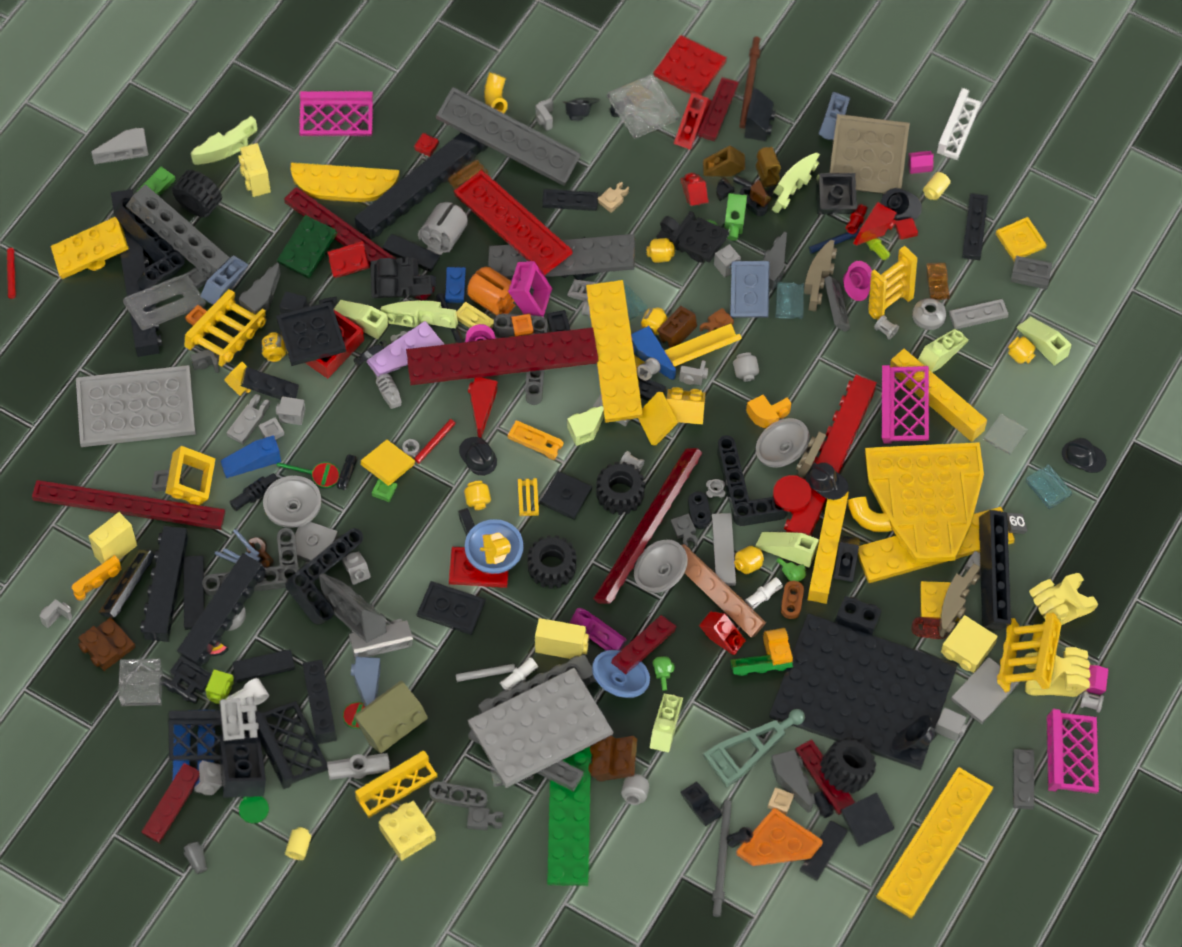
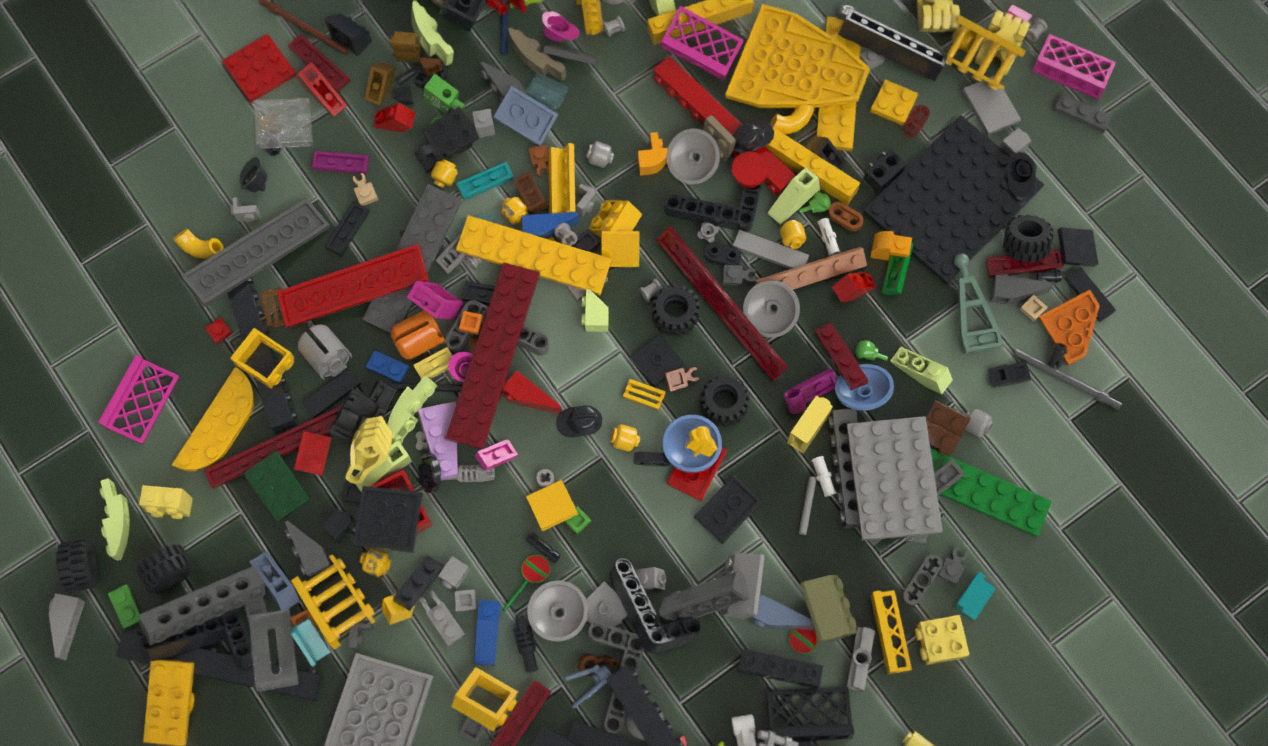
camera: 65 degrees left, 10 degrees up
(172, 131) = (77, 565): none -> black tyre
(180, 324) = (310, 641): none -> teal panel
(263, 665) = (716, 707): black tile -> none
(367, 292) = (369, 448): none -> light yellow piece
(412, 398) = (496, 455): none -> plate
(413, 167) = (247, 348): none -> yellow window
(434, 441) = (547, 454): red bar -> none
(463, 846) = (975, 596): none -> teal panel
(535, 439) = (588, 363): light orange plate -> none
(556, 518) = (678, 378): none -> plate
(631, 168) = (340, 162): none -> magenta tile
(672, 287) = (484, 181): none -> teal tile
(934, 842) = (1117, 204): yellow plate -> none
(955, 599) = (908, 91): dark tan slope -> none
(969, 644) = (949, 97): light yellow brick -> none

